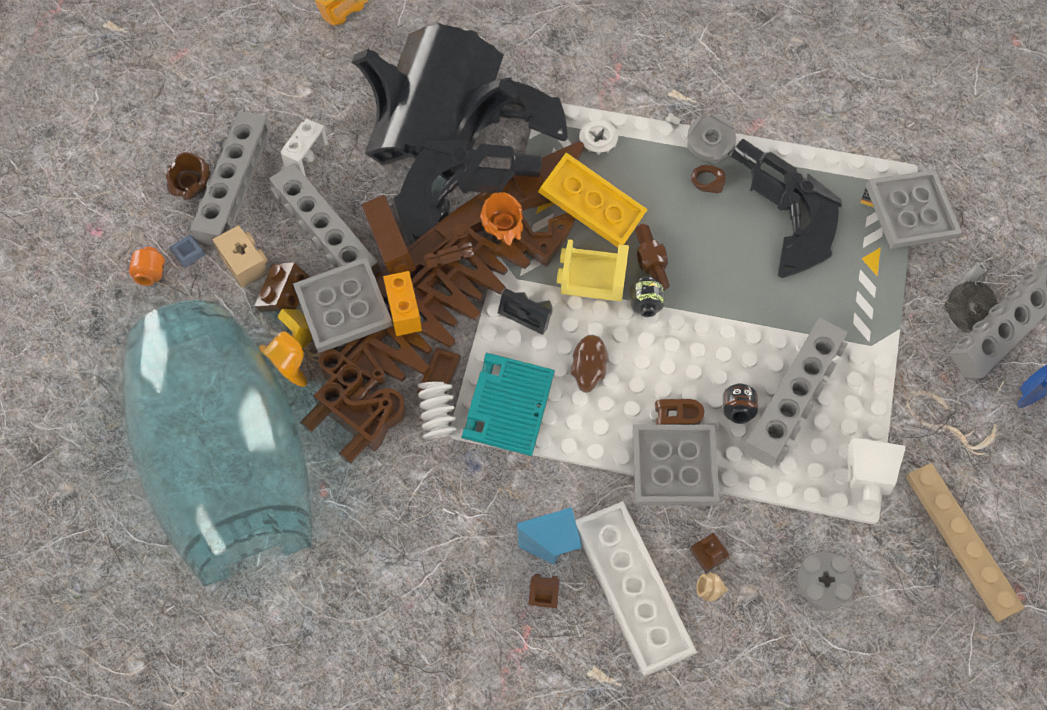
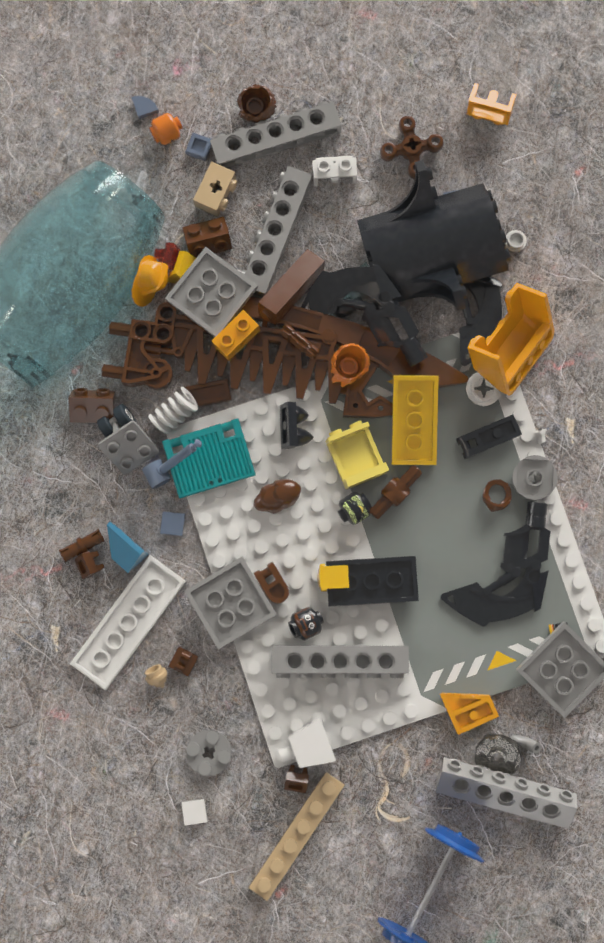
camera: 60 degrees right, 20 degrees up
(108, 276) = (144, 106): none -> sand blue tile
(271, 329) = (168, 255): none -> clear red tile
(330, 79) = (413, 140): none -> reddish brown gear
(374, 491) = (90, 405): none -> reddish brown bracket
(442, 473) = (125, 441): none -> light grey plate
(491, 463) = (157, 471): none -> sand blue piece
(519, 586) = (81, 545): none -> reddish brown pin
(553, 482) = (172, 523): none -> sand blue tile
(568, 80) = (516, 341): none -> light orange windscreen
(648, 154) = (489, 436): none -> black plate
(706, 352) = (332, 577): none -> yellow tile
(730, 323) = (376, 581): none -> black plate
(885, 632) = (194, 812): none -> white tile
(904, 505) = (296, 781): none -> reddish brown tile
(910, 310) = (468, 710): none -> light orange wing

